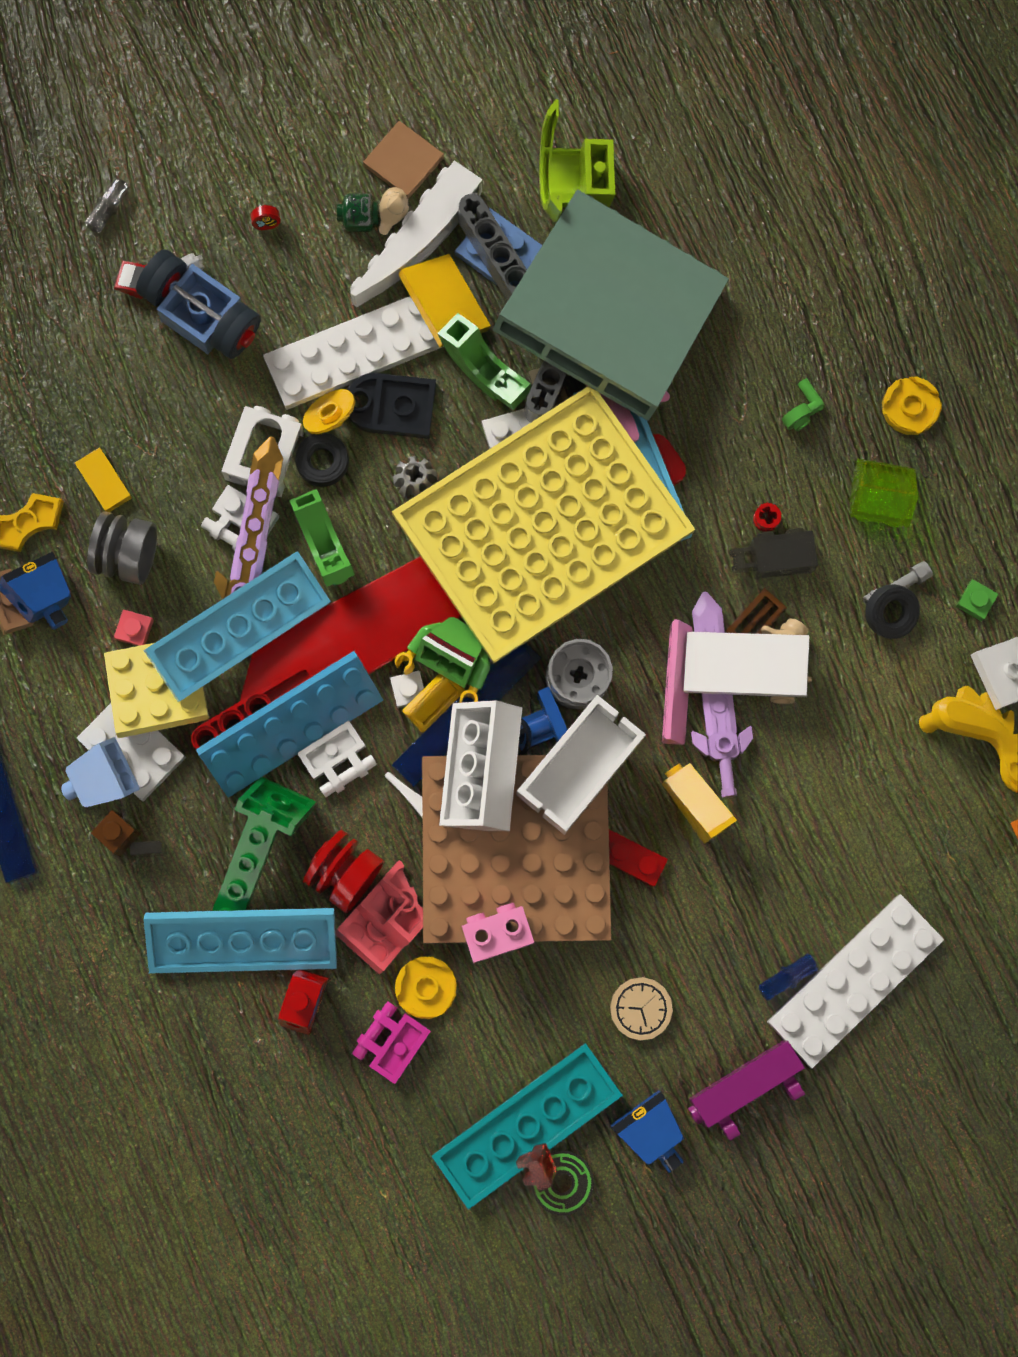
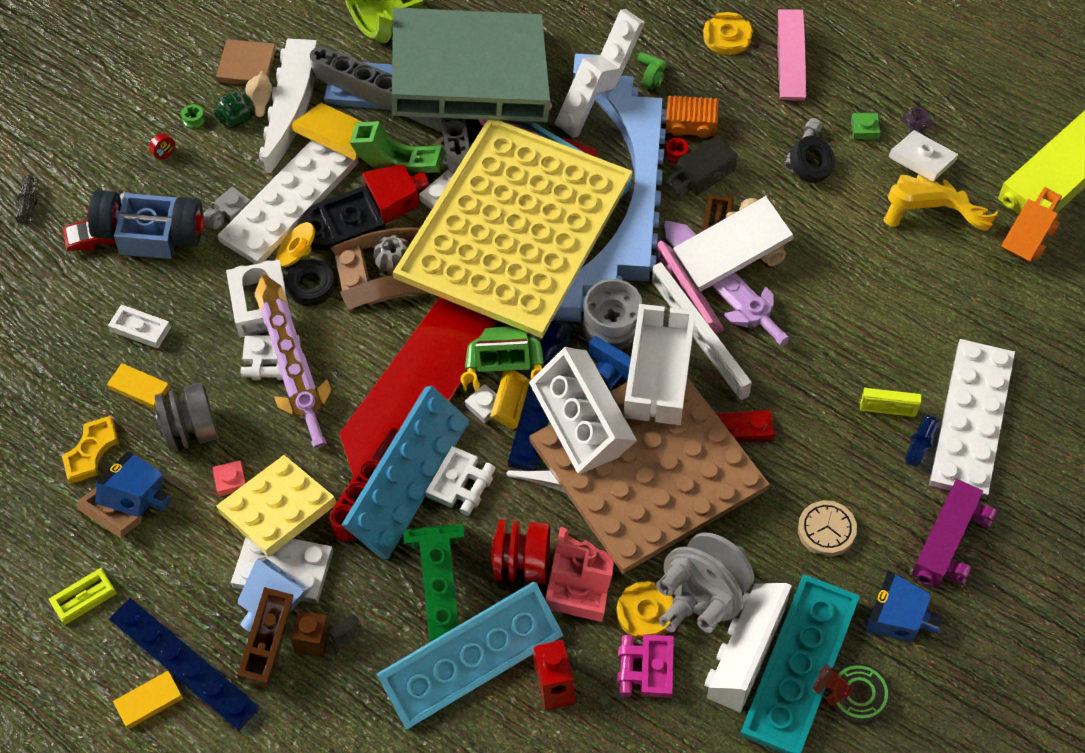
camera: 25 degrees left, 20 degrees down
(69, 820) = (265, 638): none -> reddish brown slope
(136, 415) = (139, 326): none -> white plate
(237, 626) = (317, 421): medium azure plate -> none
(296, 324) = (228, 206): none -> light grey plate
(309, 192) = (196, 122): none -> bright green bush
(321, 538) = (344, 332): bright green arch -> none
(370, 470) = (354, 276): none -> medium nougat wedge
(458, 403) = (394, 190): none -> red torso
(471, 1000) = (705, 580): none -> light grey piece
(489, 1082) = (748, 645): none -> white slope
(499, 938) = (679, 518): bright pink brick -> none
(656, 736) = (703, 333): none -> white tile
(697, 802) = (768, 355): yellow slope -> none
(735, 394) = (599, 73): none -> white bracket
(748, 469) = (629, 250): none -> light blue arch
(785, 921) = (890, 402): none -> neon yellow tile
(805, 489) = (692, 116): none -> orange brick
(883, 493) = (750, 92): clear neon green slope -> none
(957, 472) = (791, 55): none -> bright pink slope

